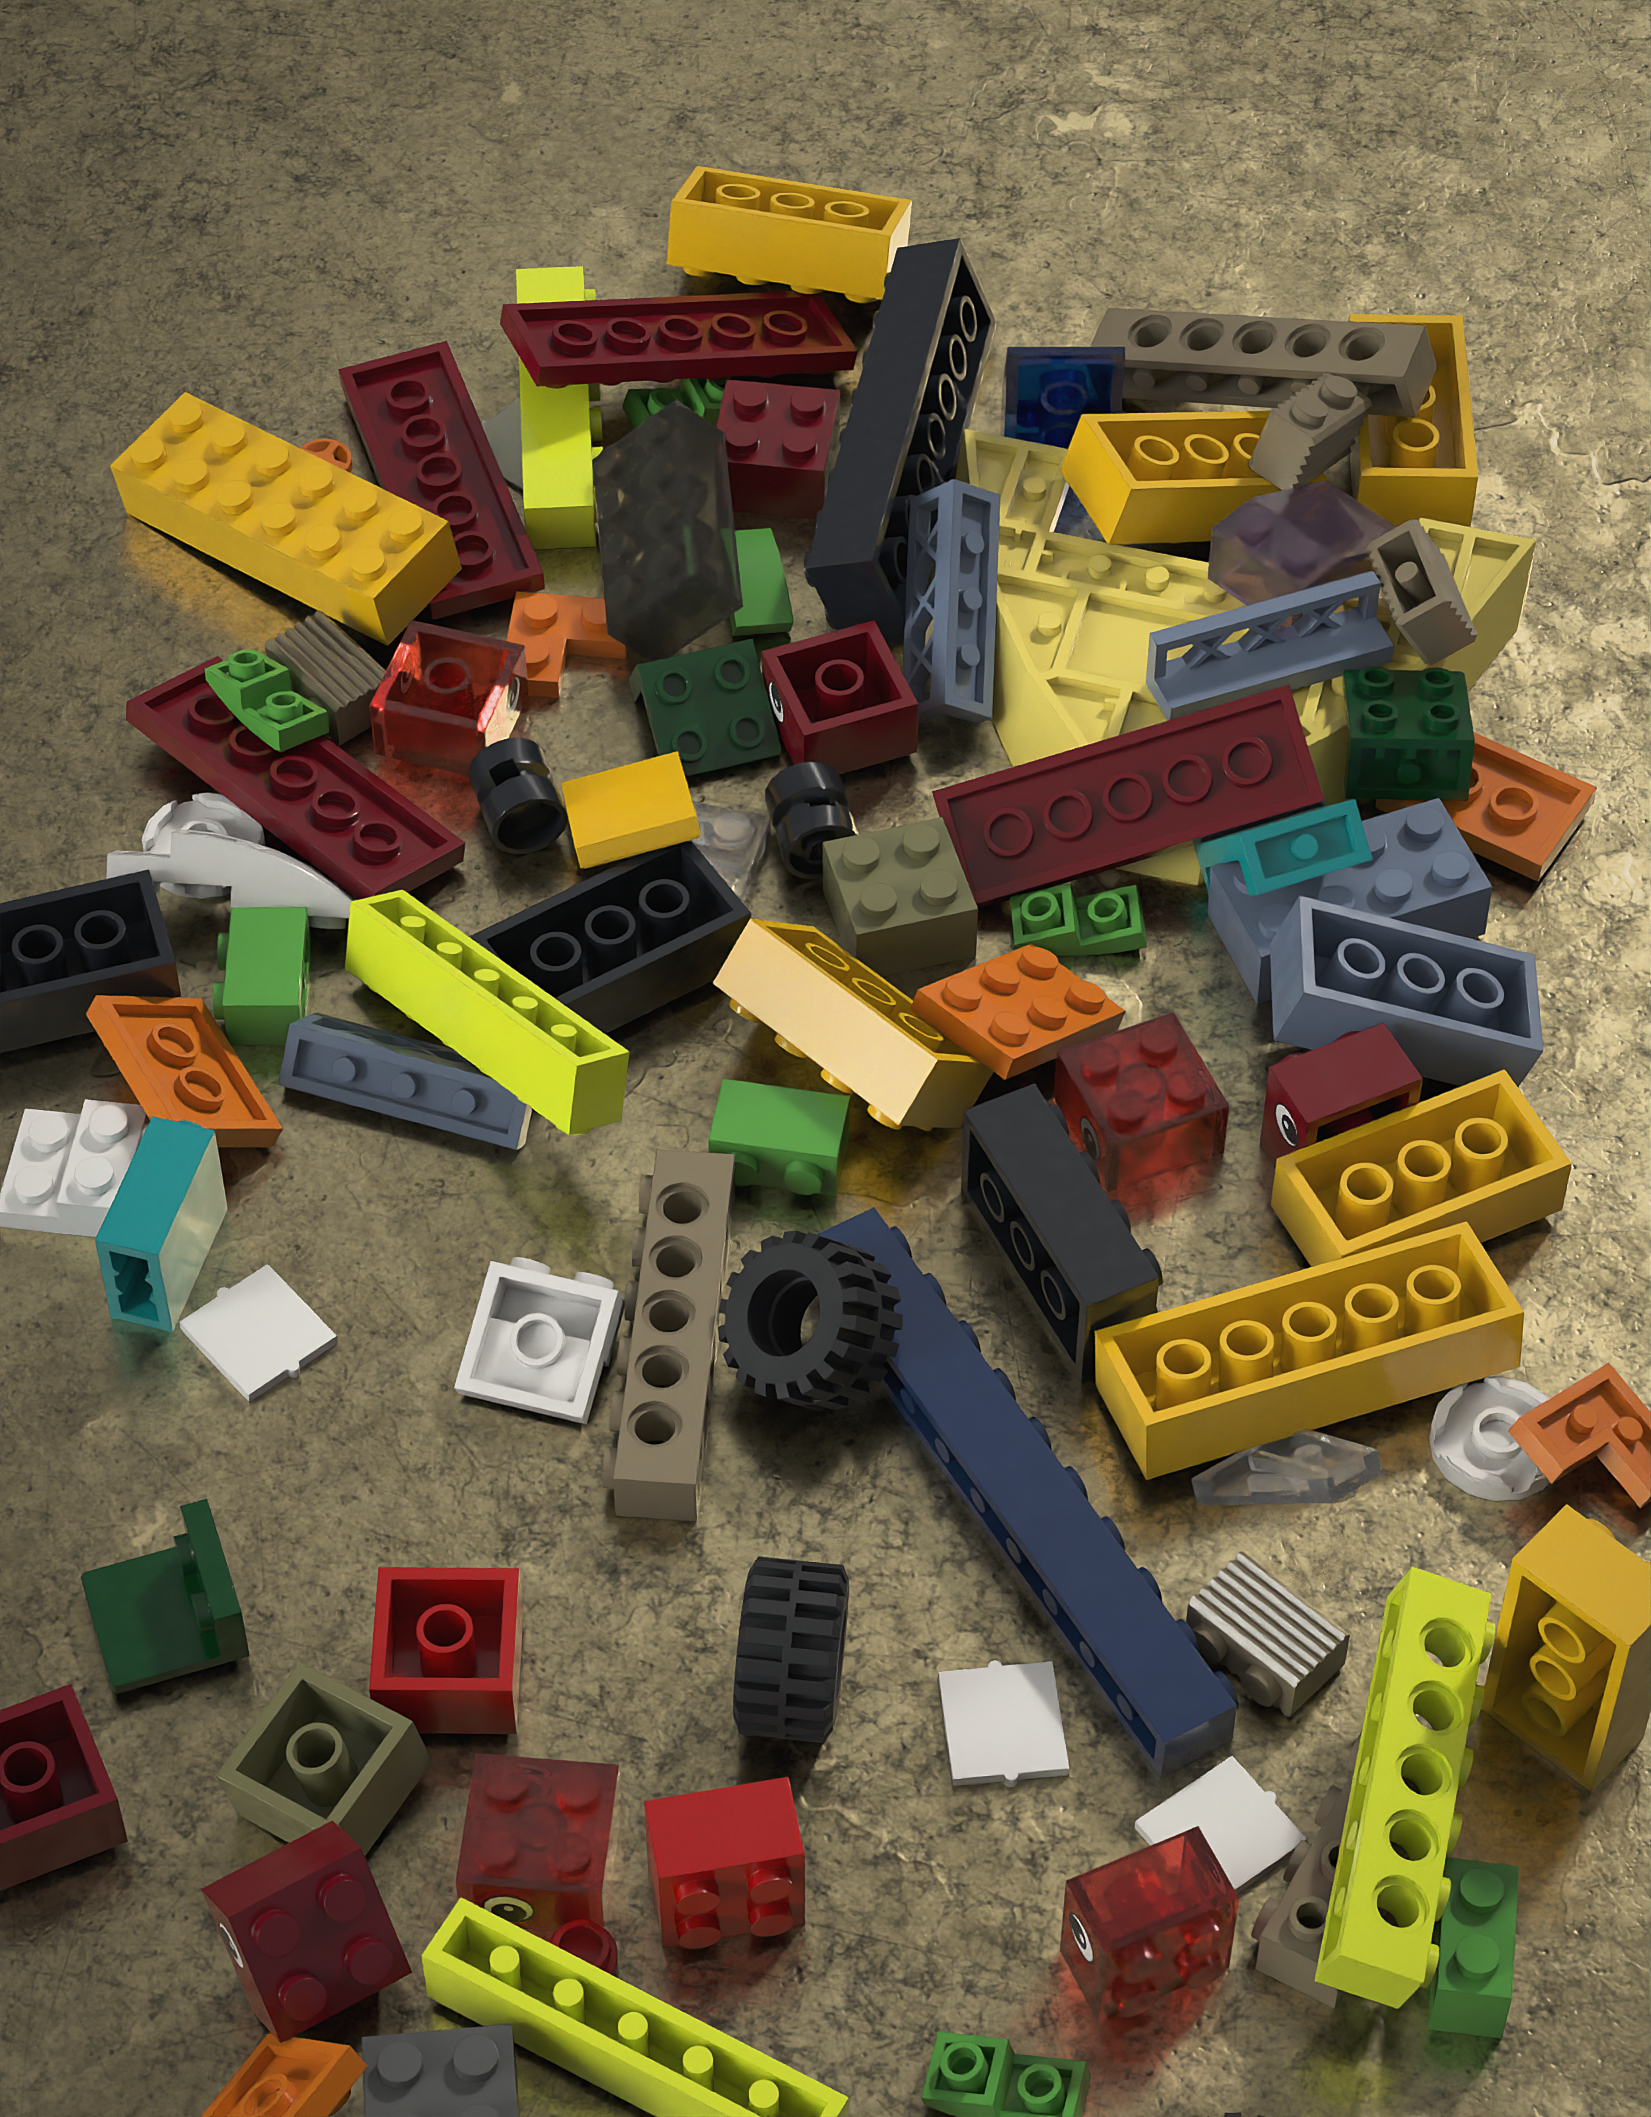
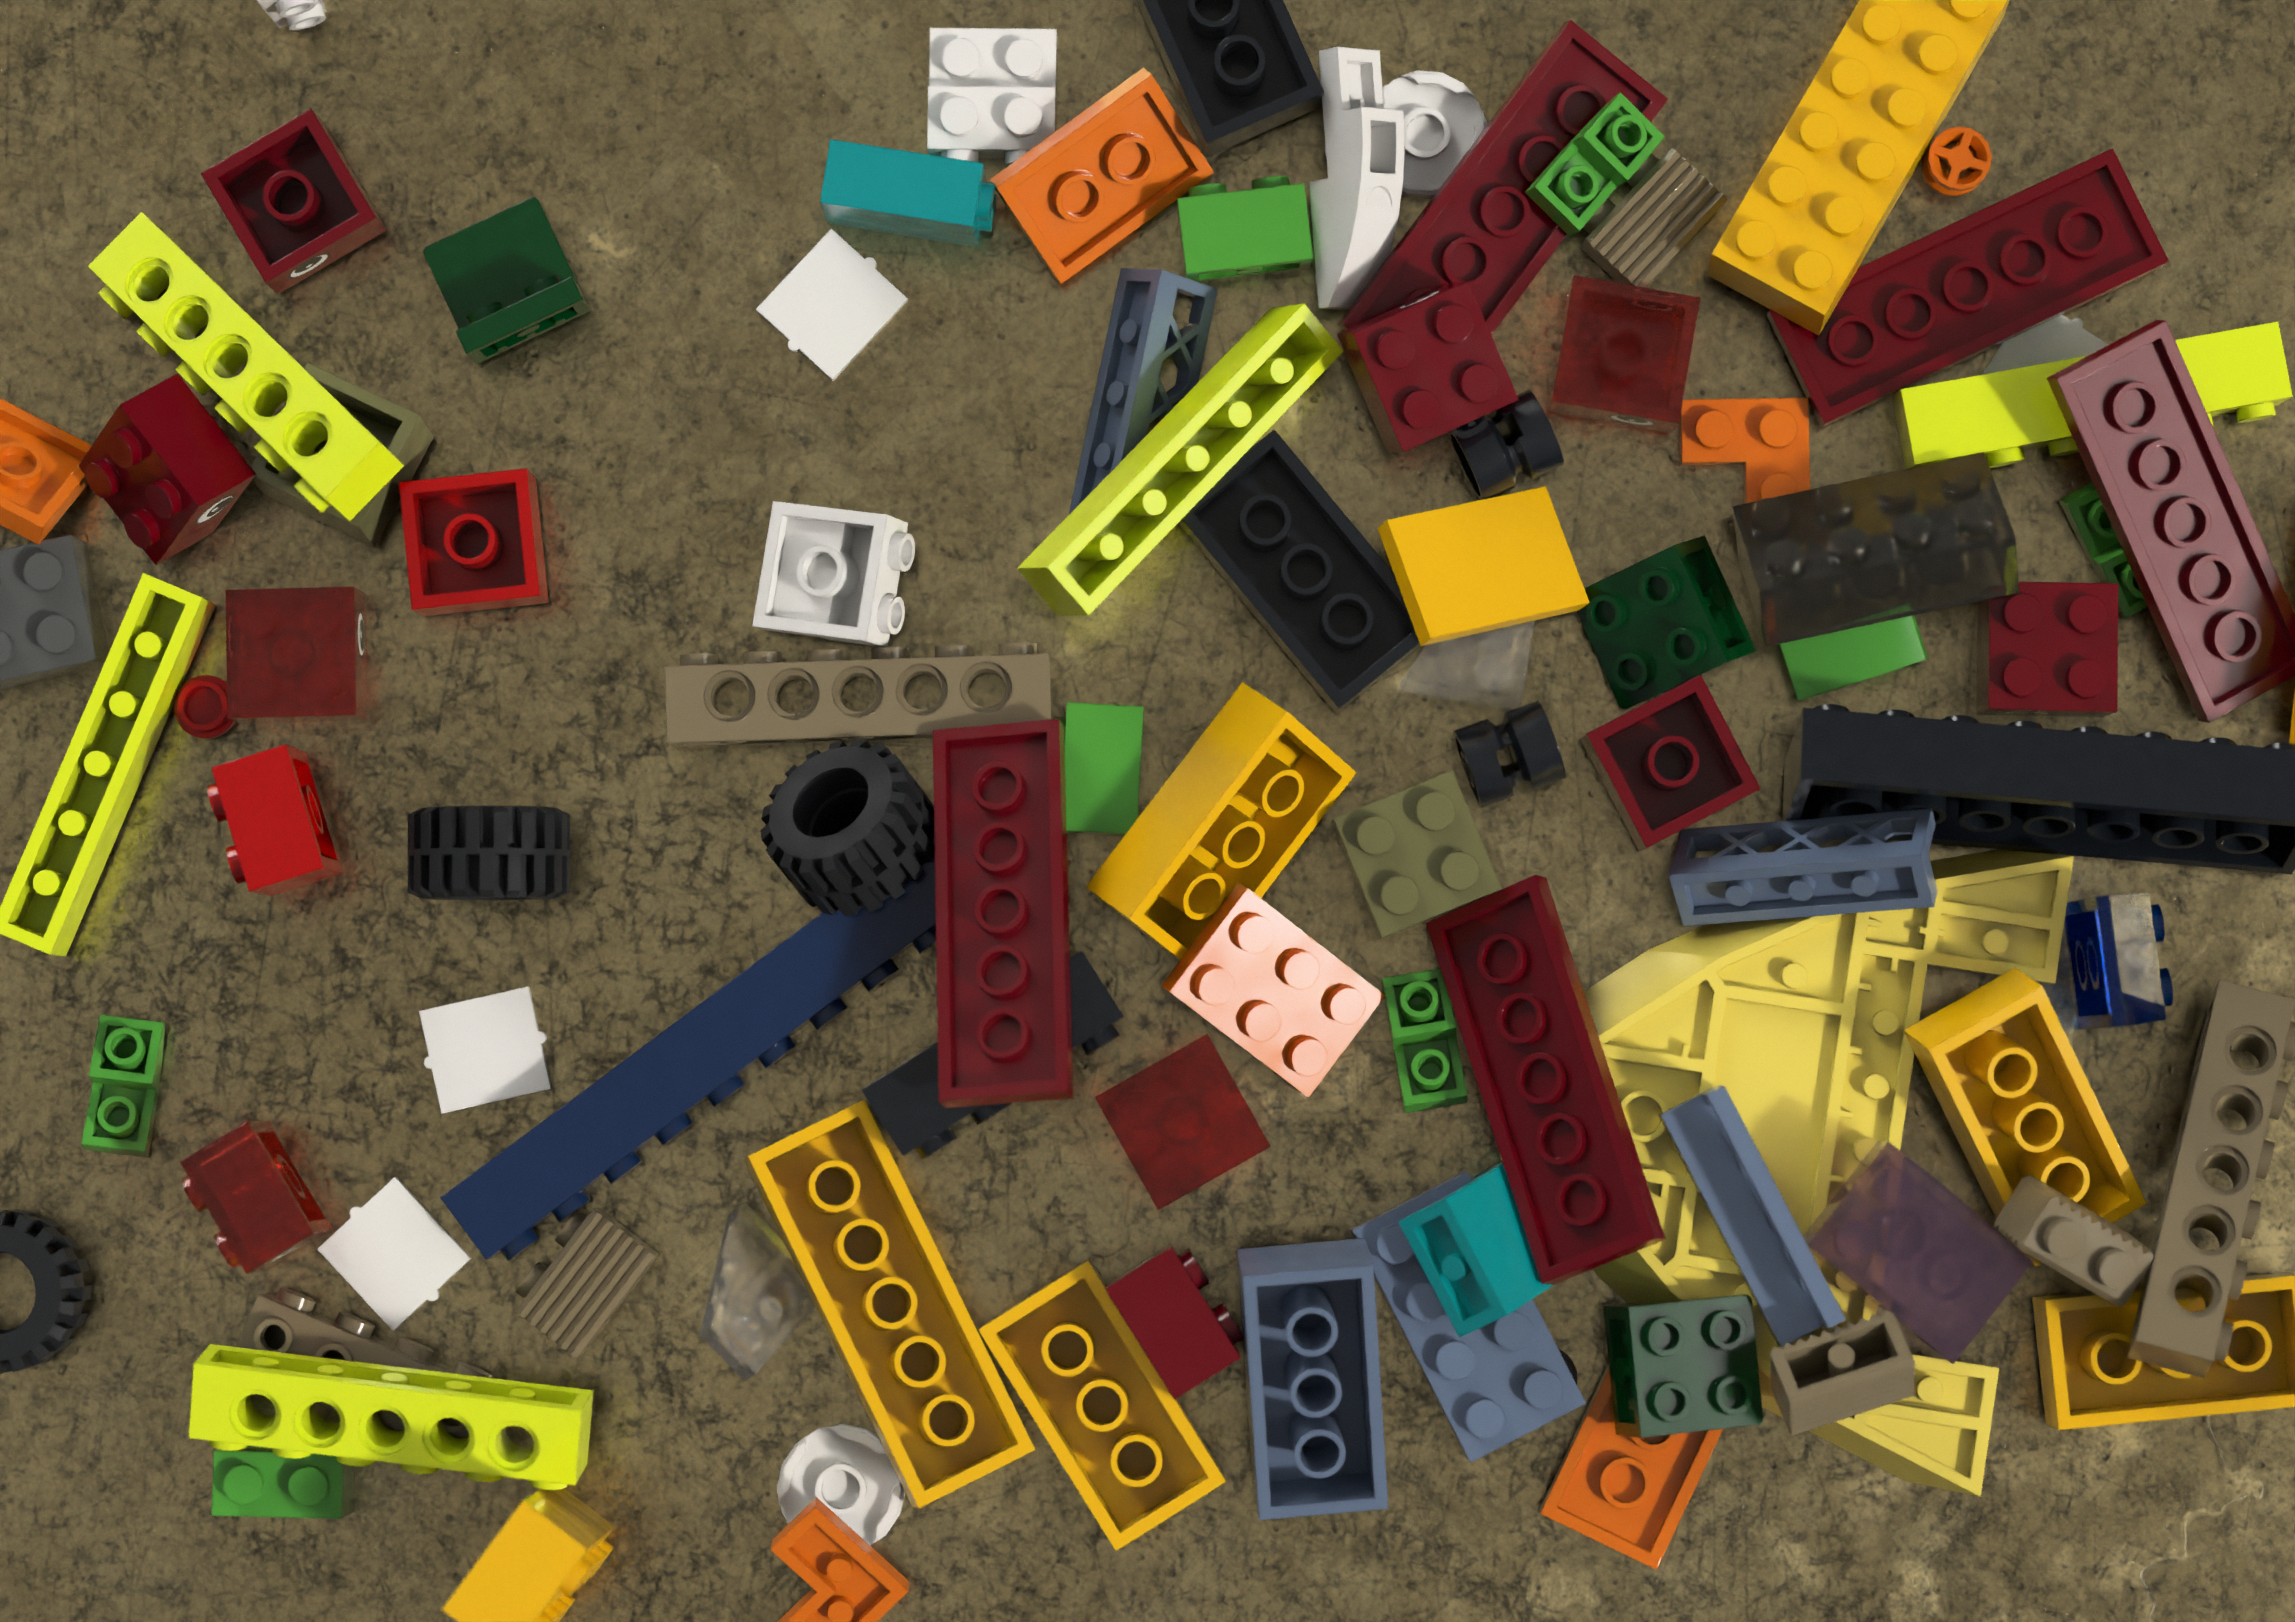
camera: 85 degrees right, 35 degrees up
(168, 1829) = (352, 462): none -> neon yellow brick
(432, 822) = (1427, 367): none -> dark red brick
(922, 1168) = (1002, 914): none -> dark red plate

